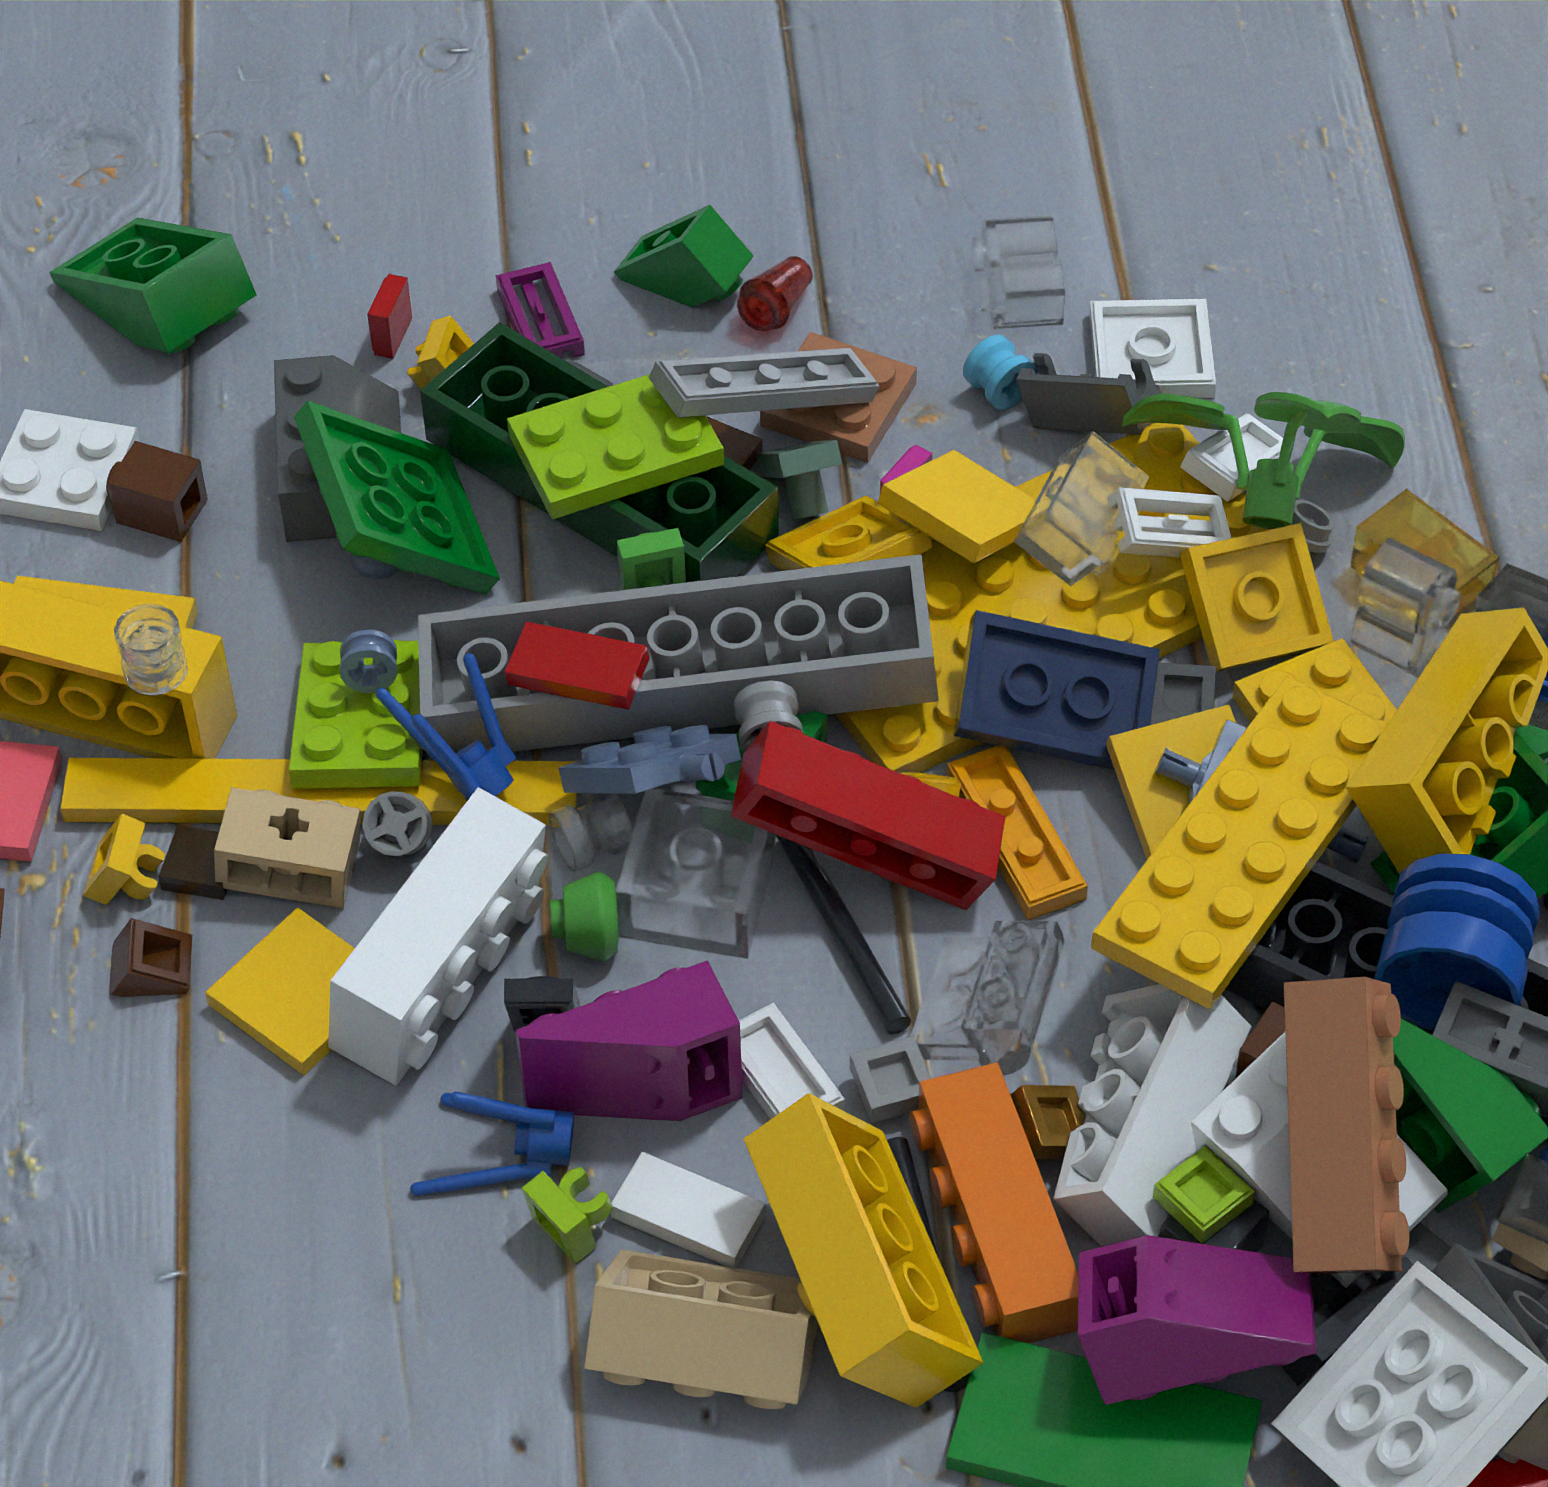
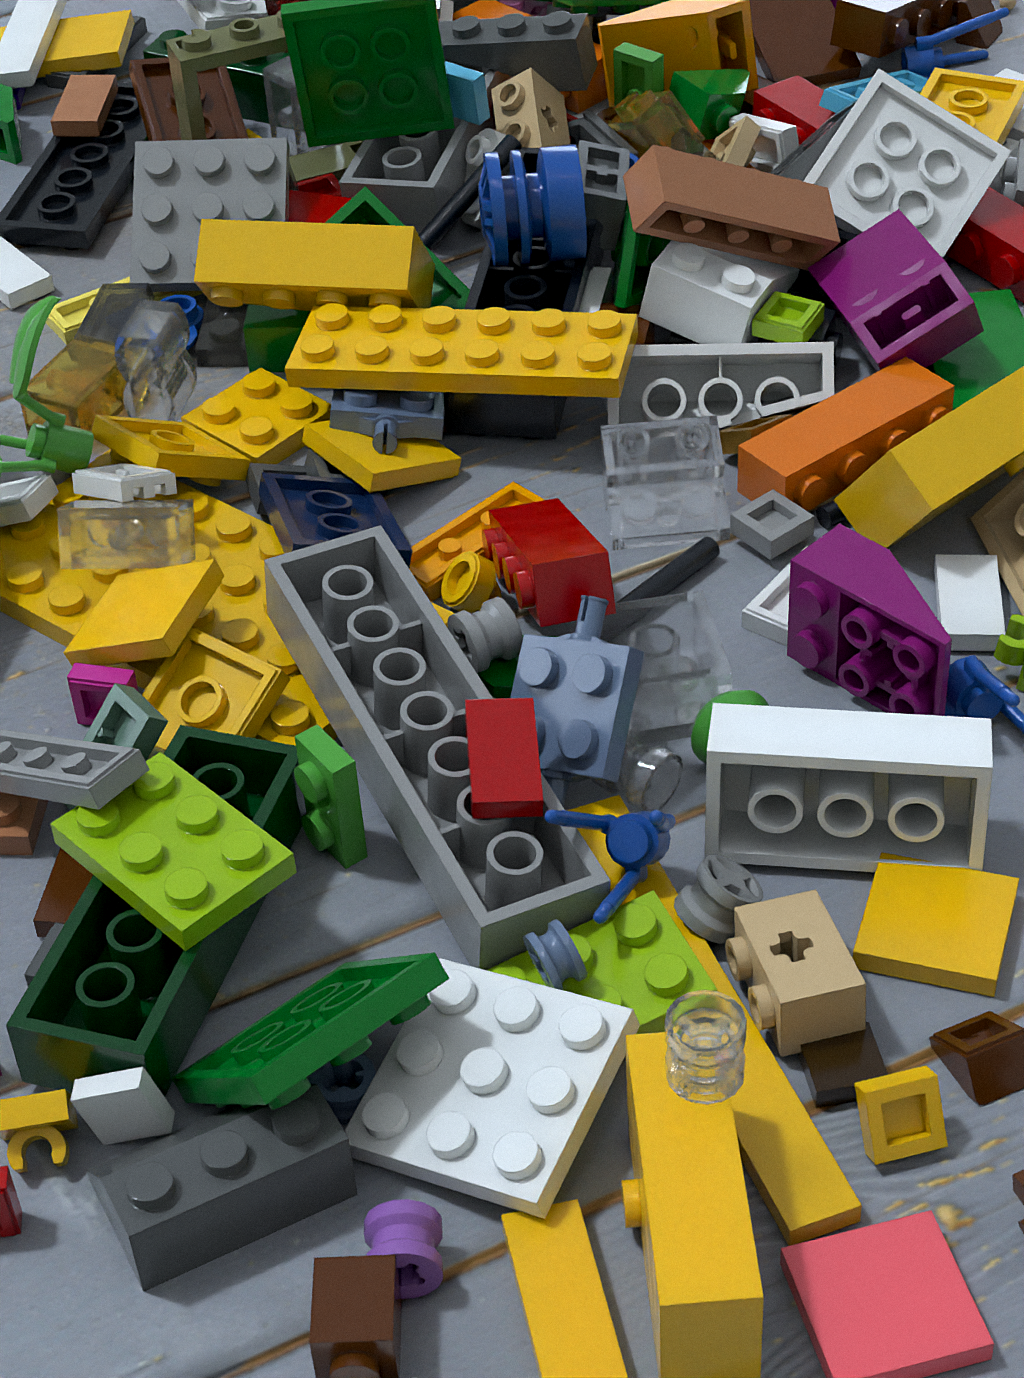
camera: 110 degrees left, 10 degrees down
(198, 531) = (411, 1234): none -> medium lavender wheel
(293, 609) = (492, 1087): none -> white plate
(410, 406) = (122, 1106): none -> white tile
(538, 996) = (876, 676): black plate -> none

